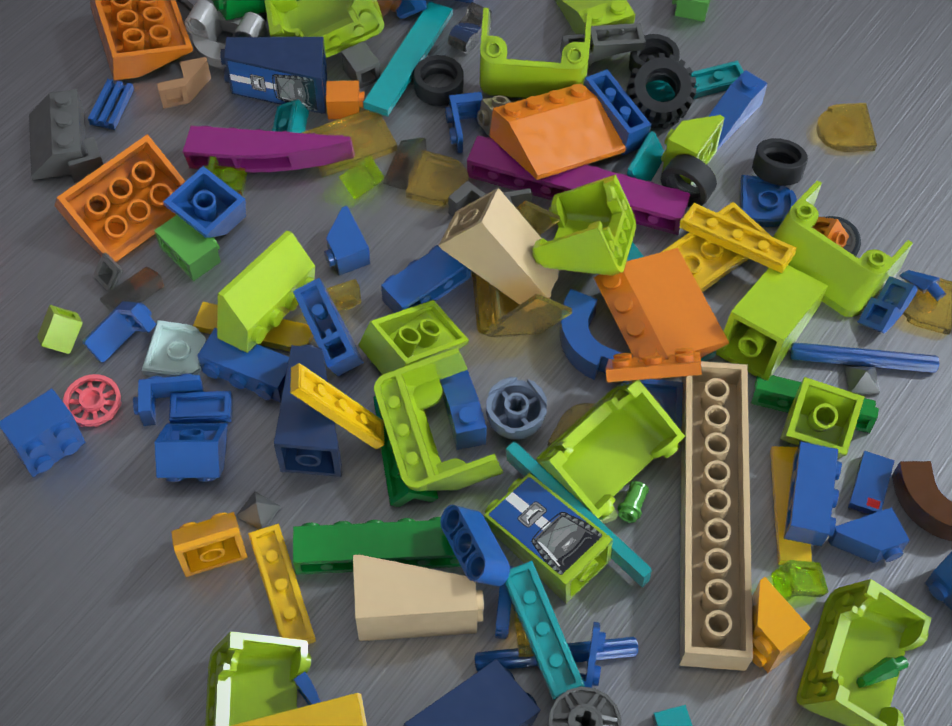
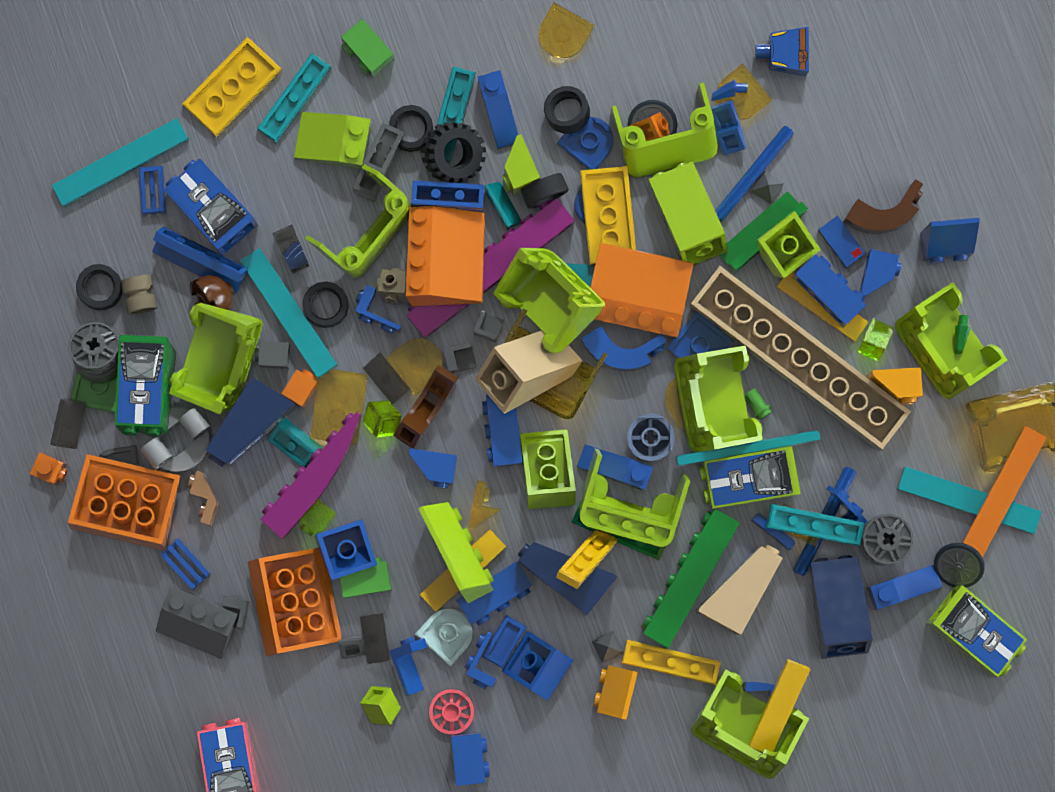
camera: 60 degrees left, 25 degrees up
(328, 327) = (508, 524): blue slope -> none
(399, 206) = (426, 407): none -> reddish brown arch
(475, 545) = (739, 532): blue beam -> none
(627, 368) = (705, 321): orange plate -> none
(738, 237) = (616, 194): yellow tile -> none

